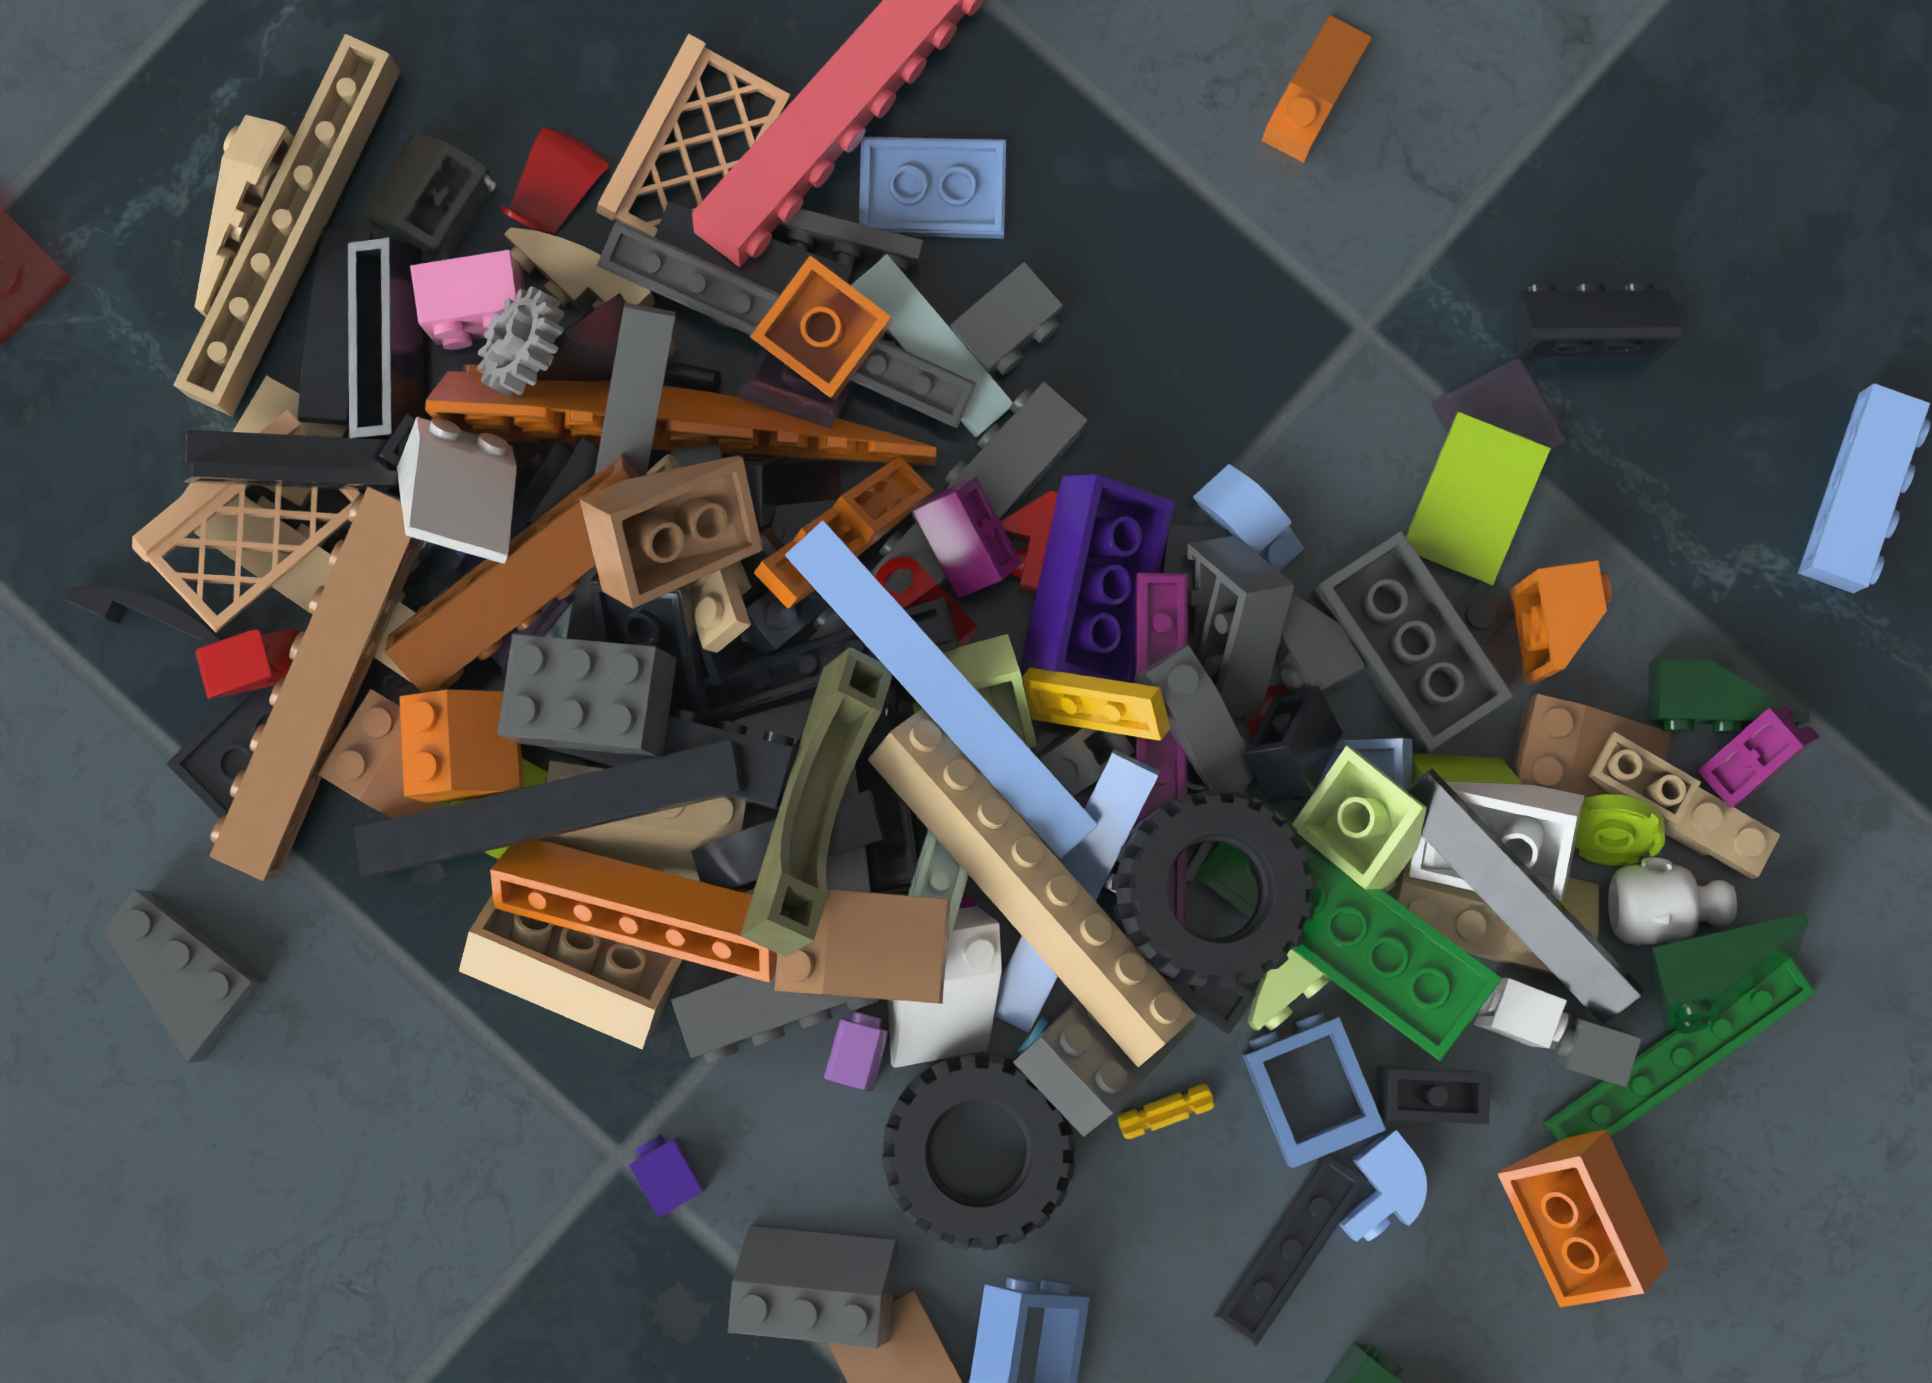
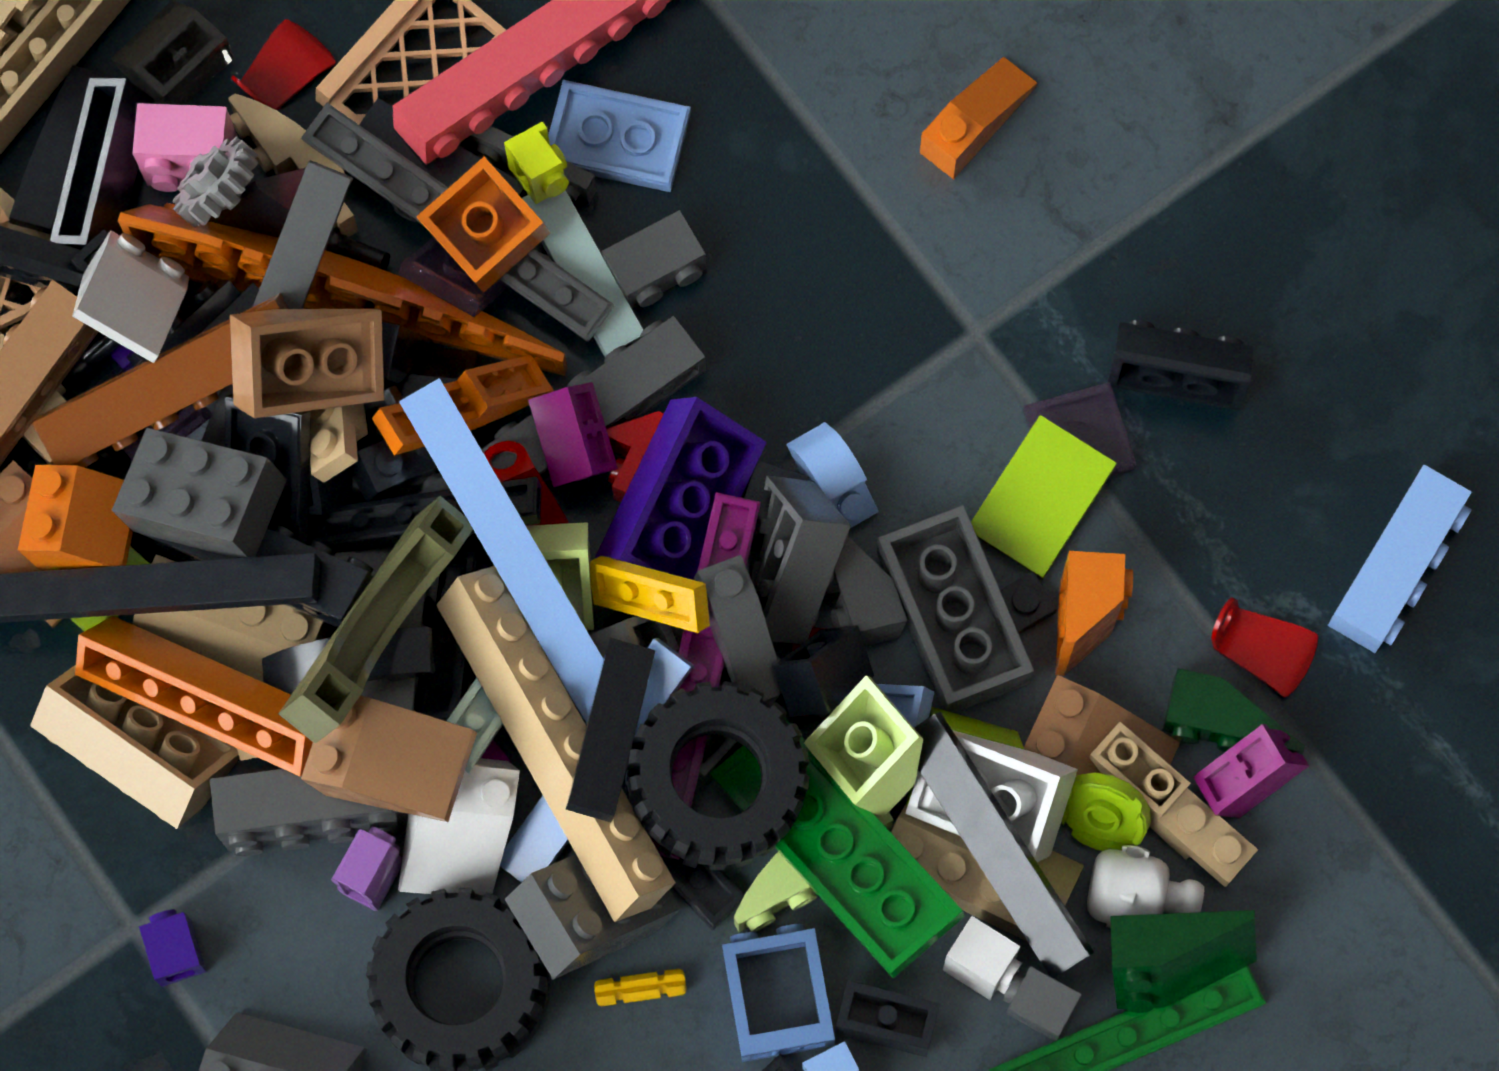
camera: 15 degrees right, 10 degrees down
(862, 245) = (537, 163): none -> neon yellow brick
(1093, 868) = (610, 730): none -> black tile
(1742, 612) = (1265, 646): none -> red piece

